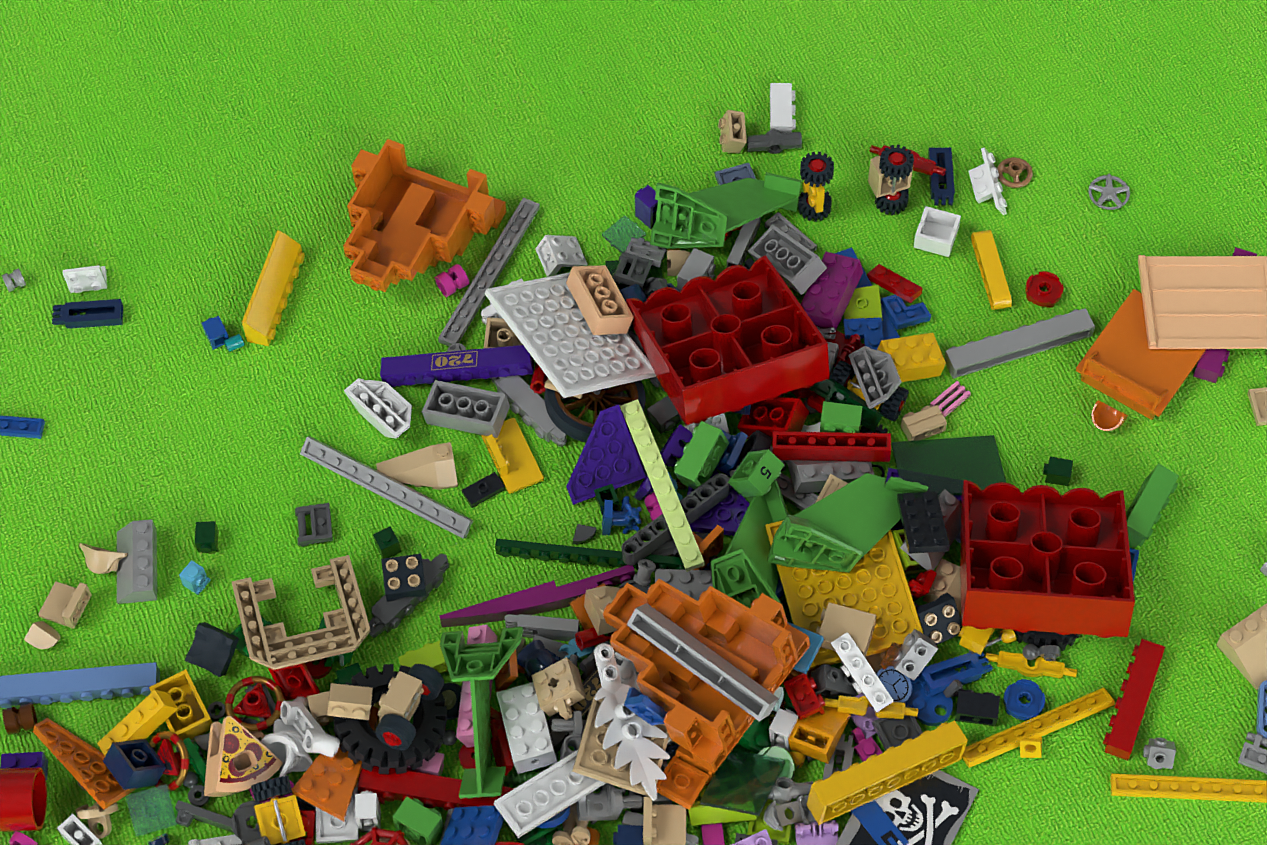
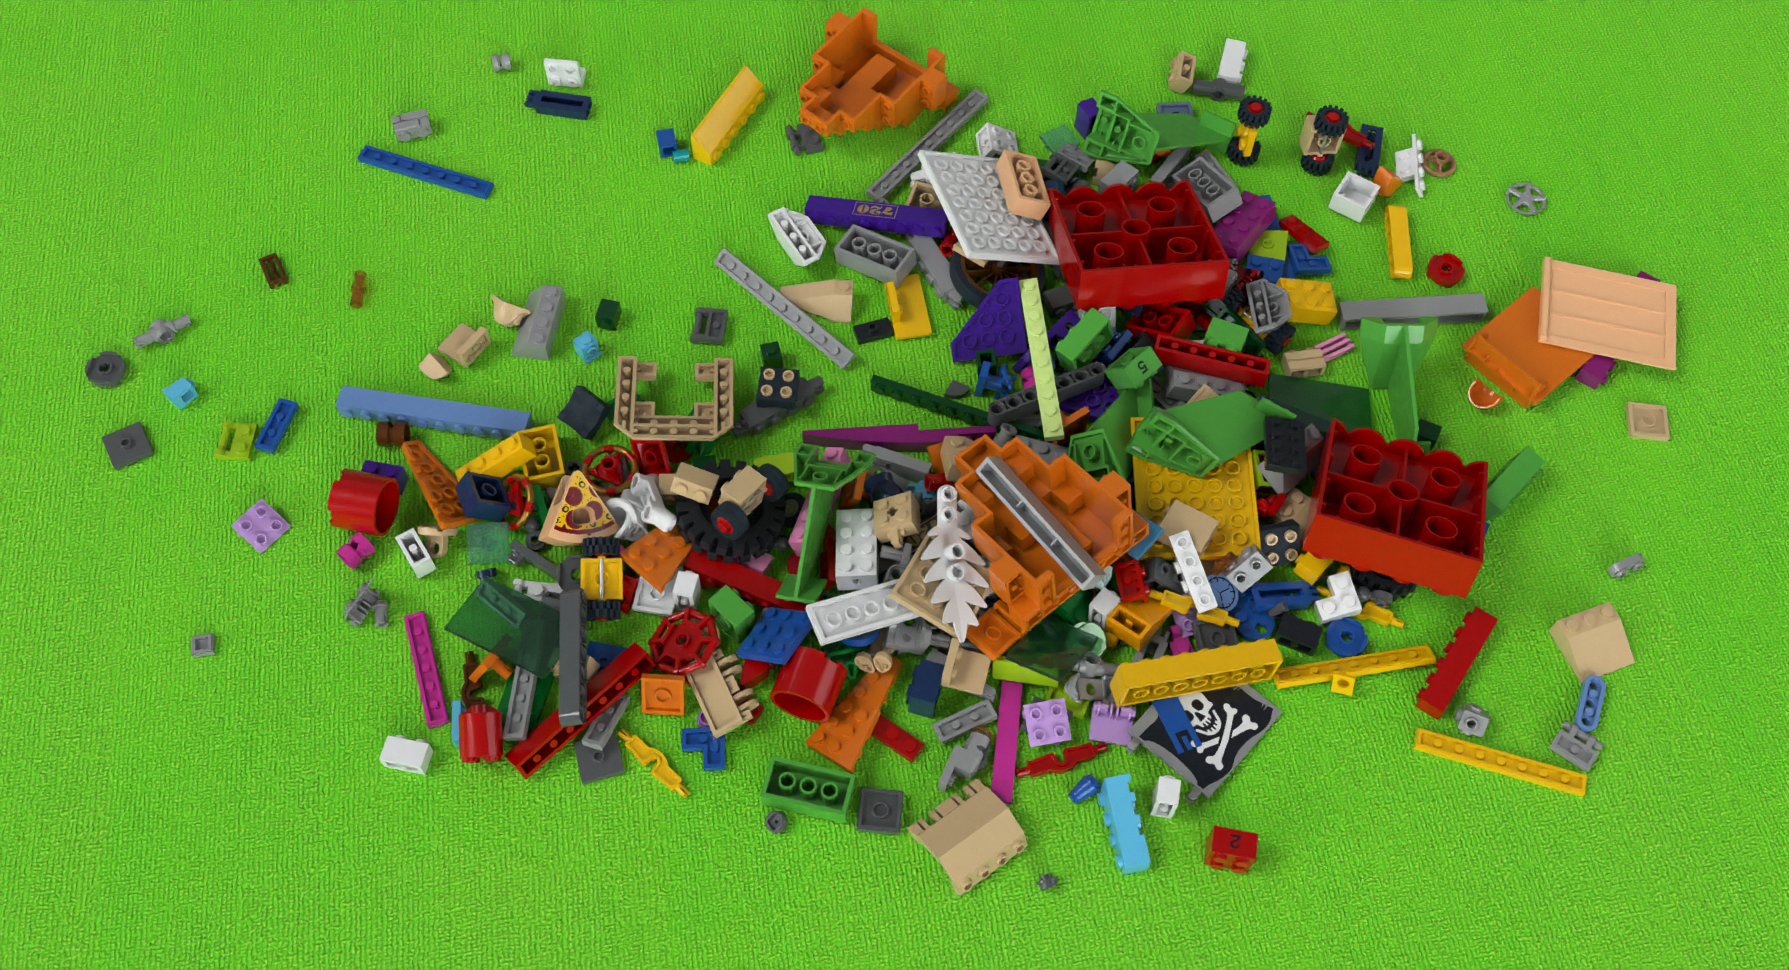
camera: 10 degrees right, 0 degrees up
(365, 296) = (810, 139): none -> dark grey plate
(445, 280) = (891, 144): dark pink wheel -> none
(644, 707) = (973, 552): blue bracket -> none
(966, 207) = (1387, 180): none -> orange slope
(1010, 403) = (1391, 361): none -> bright green piece
(1013, 665) = (1342, 602): none -> white brick

